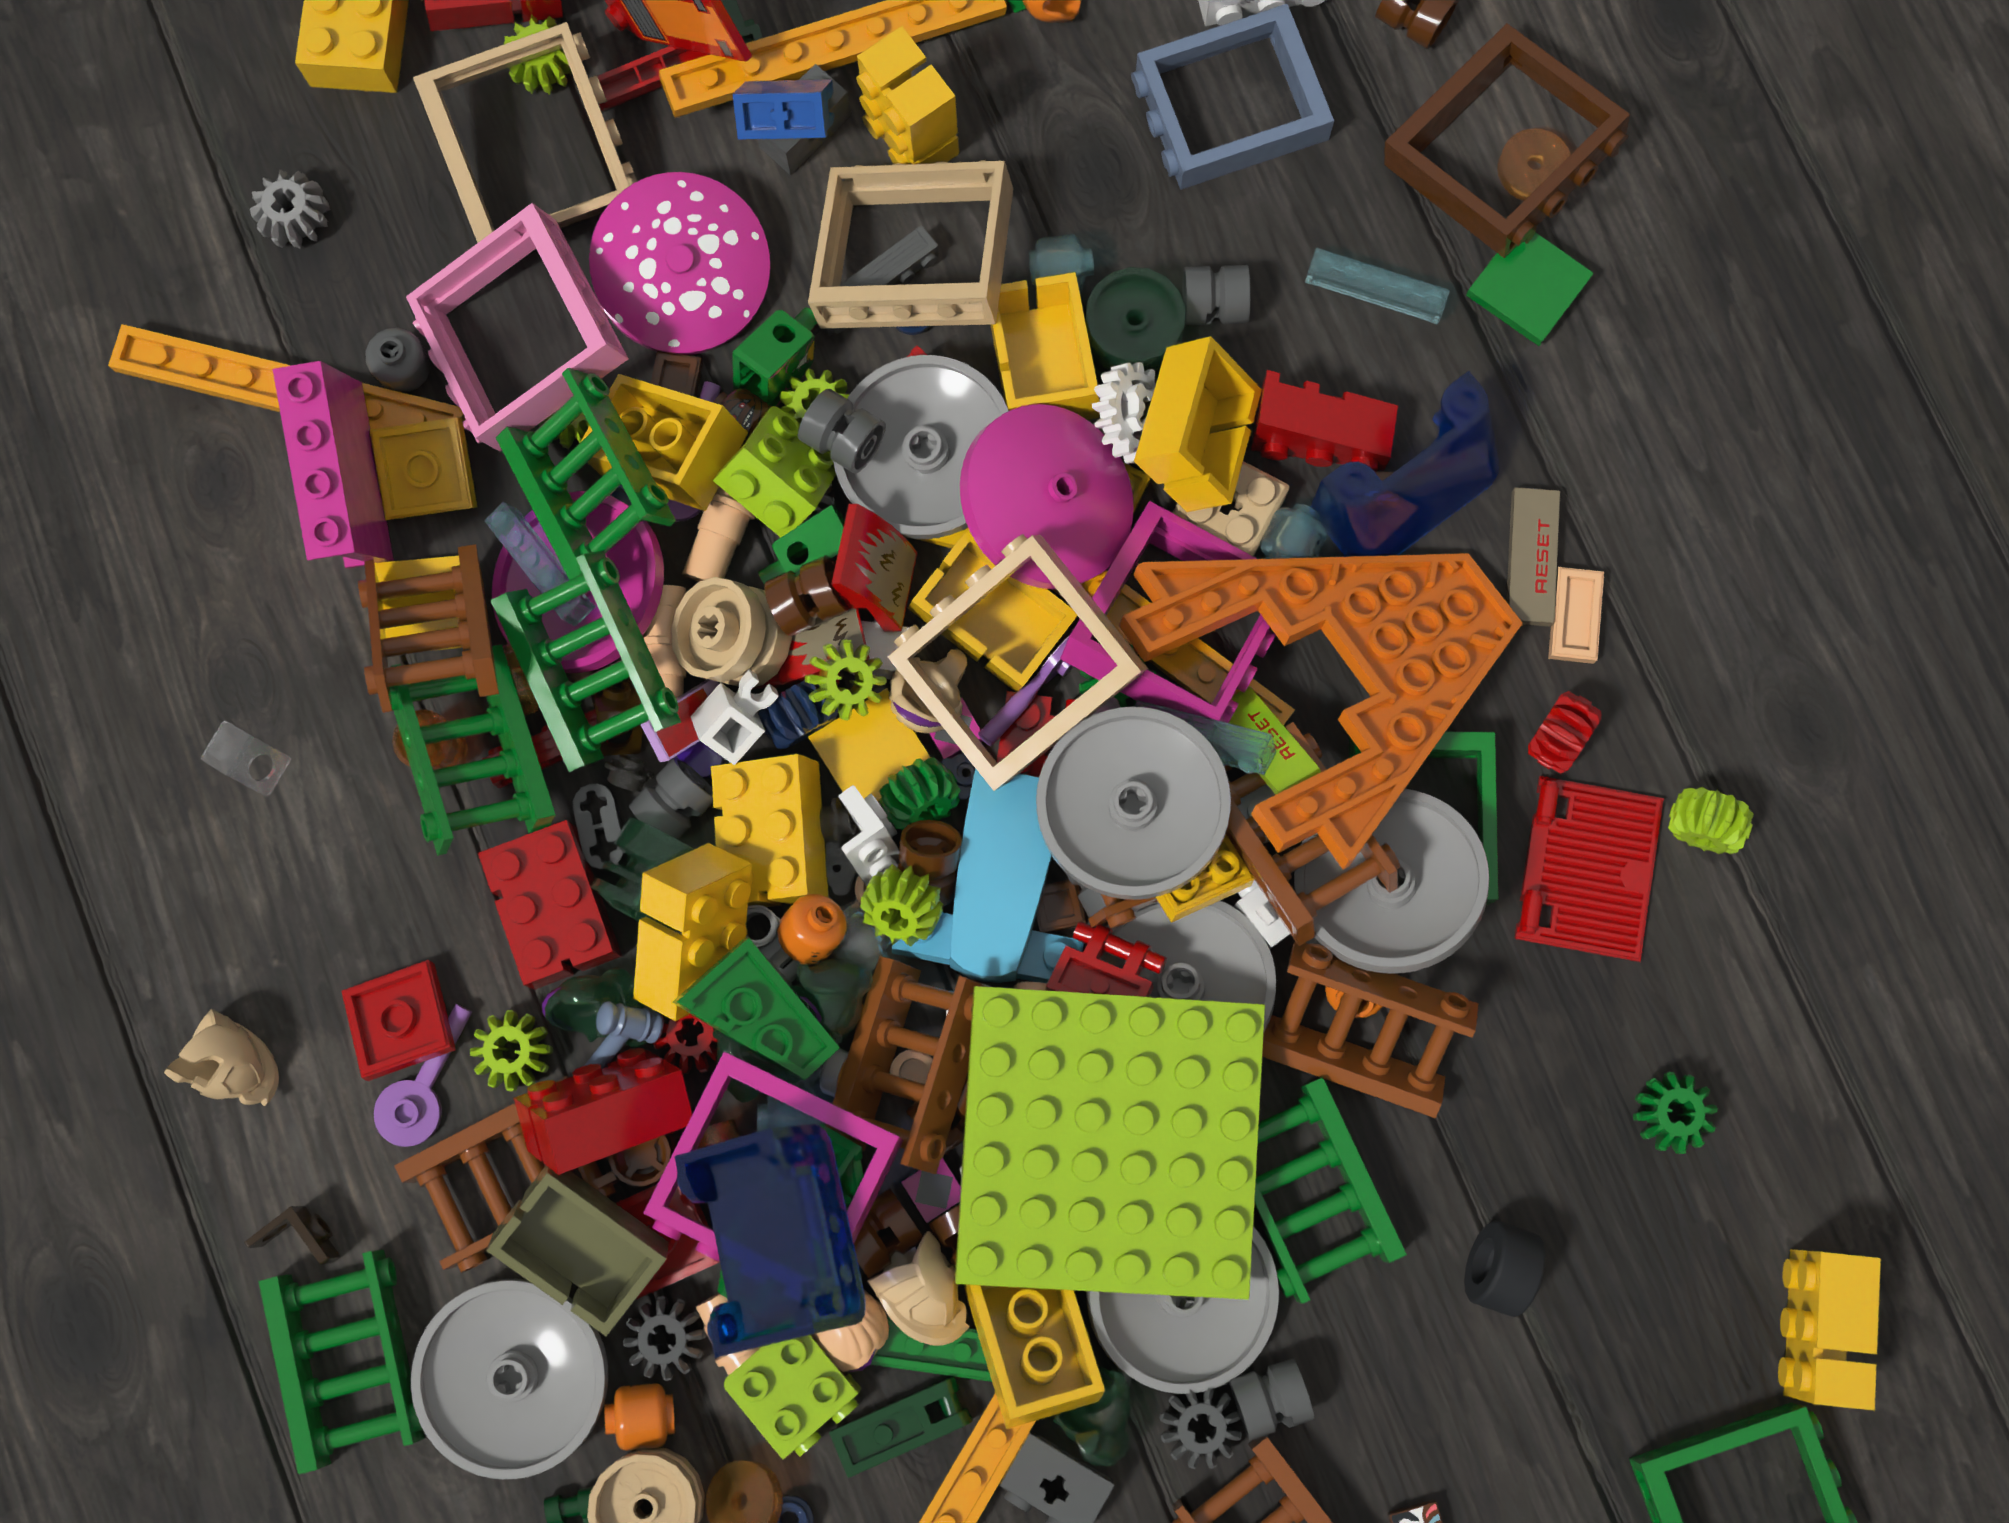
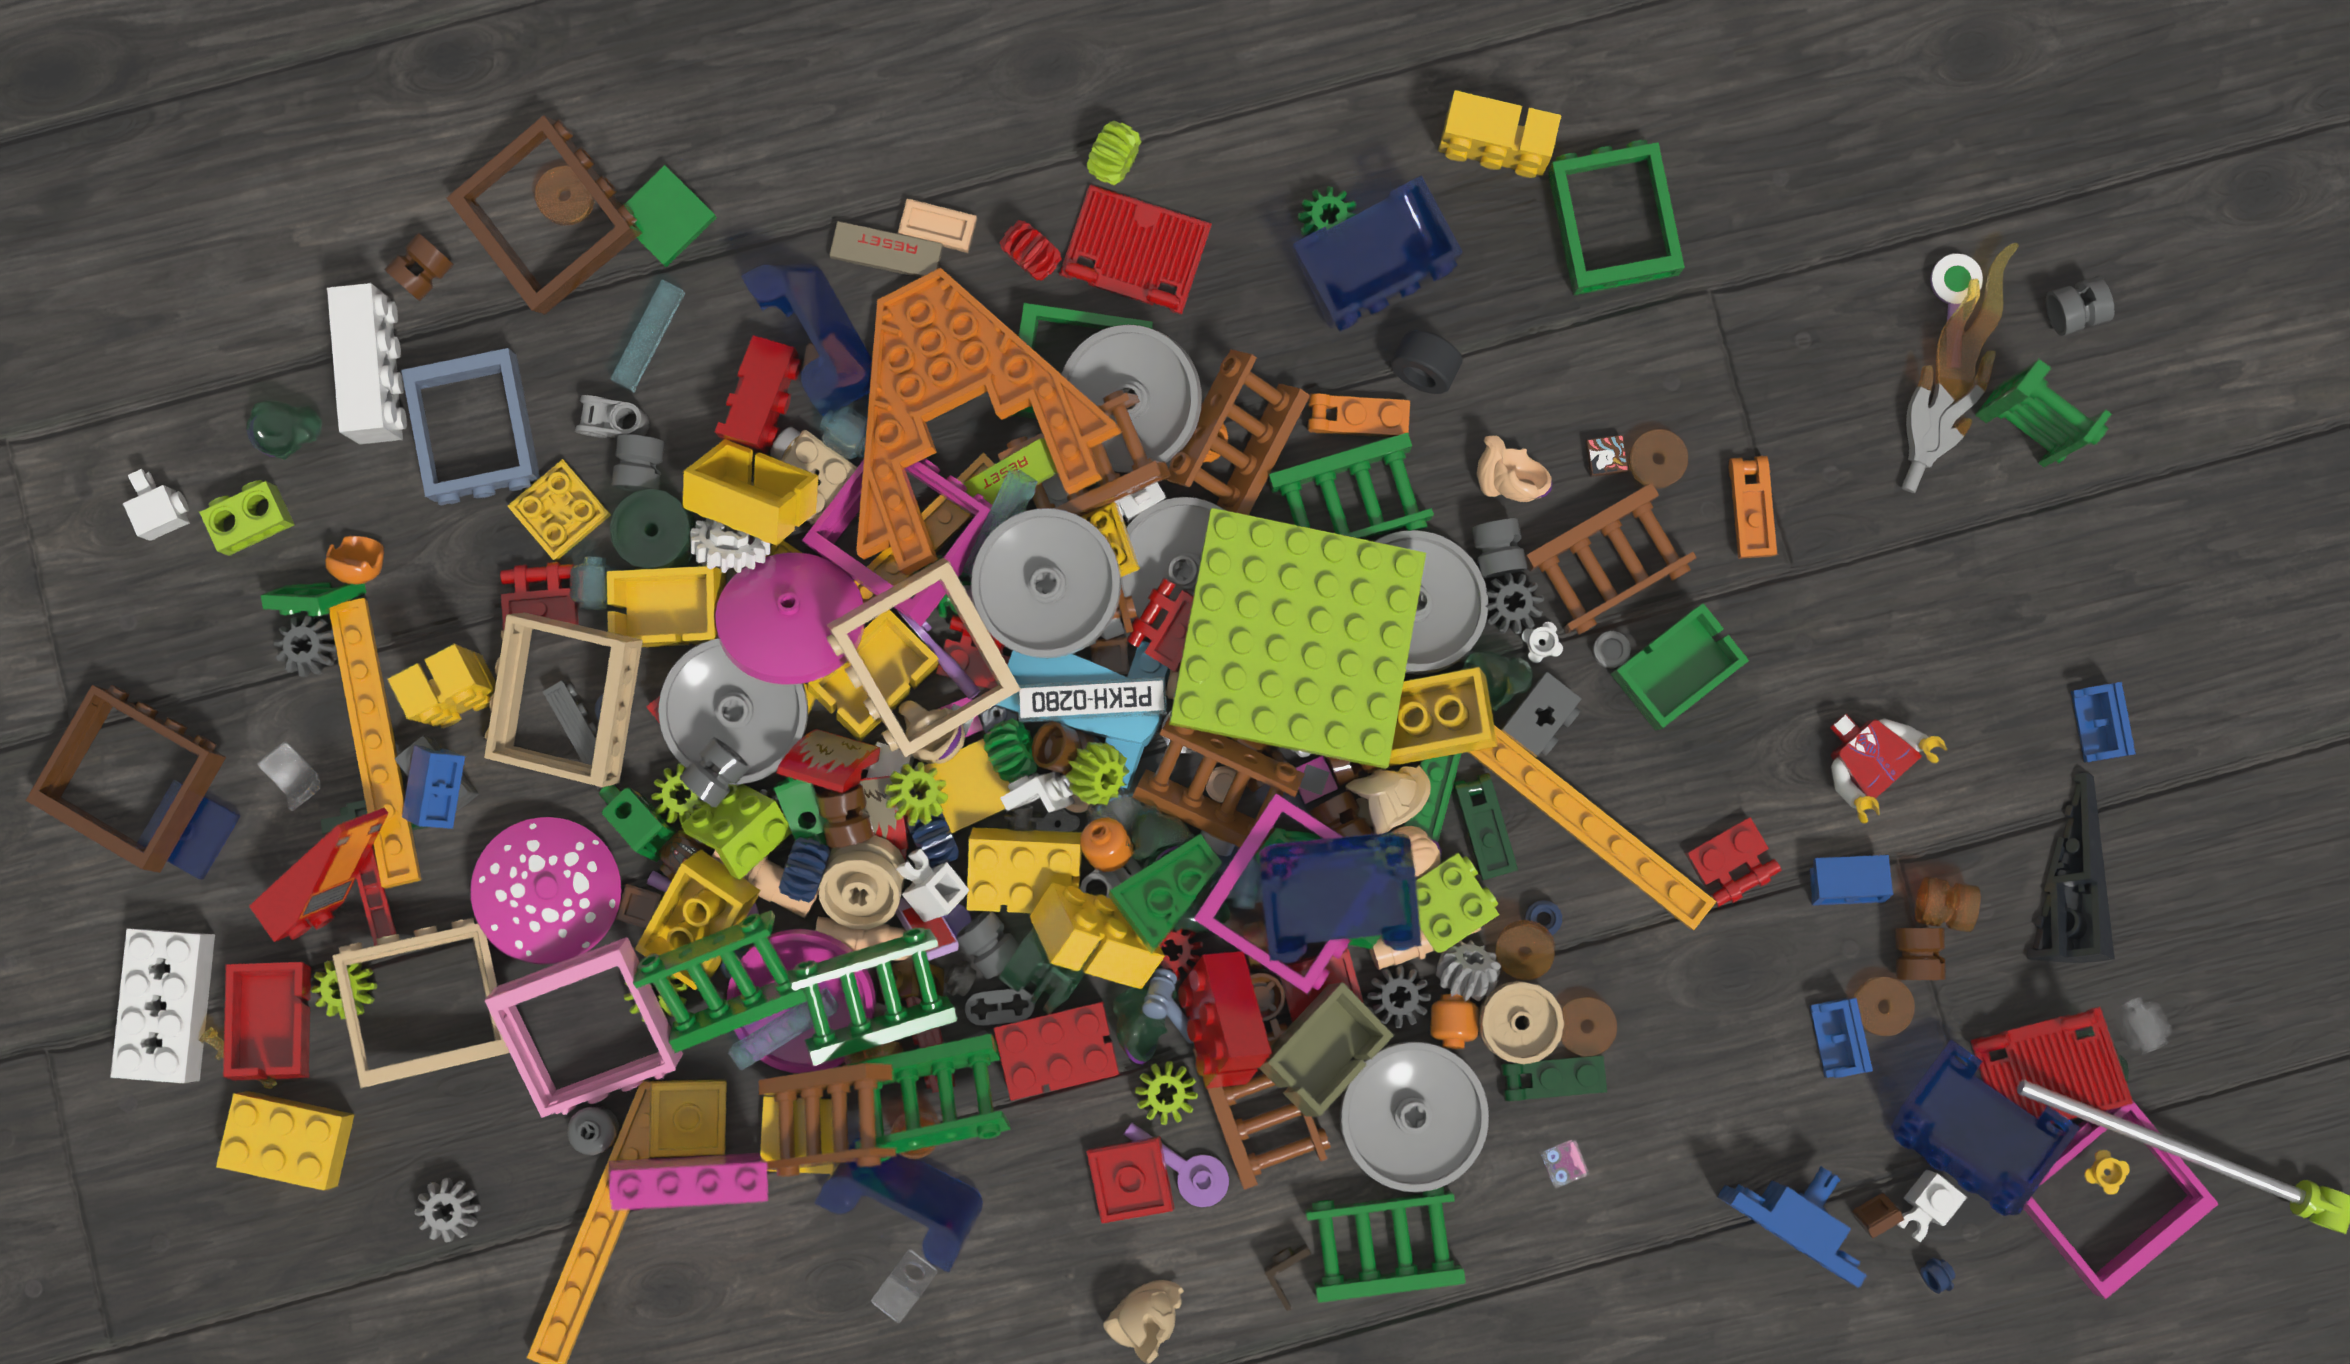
camera: 85 degrees left, 5 degrees up
(349, 756) = (914, 1190): none -> clear blue windscreen
(706, 1427) = (1468, 970): none -> light grey gear
(736, 557) = (804, 869): none -> dark blue gear
(995, 886) = (1092, 699): none -> tile
(1028, 215) = (549, 603): none -> red plate
(1146, 214) = (559, 510): none -> yellow tile
(1153, 1487) = (1547, 633): none -> white plate
(1267, 251) = (605, 417): none -> light grey piece
(1269, 463) = (784, 442): none -> light grey tile
(1374, 1403) = (1511, 473): none -> light nougat hair
(1419, 1188) = (1359, 416): none -> orange plate
(1638, 1184) = (1378, 254): none -> clear blue windscreen

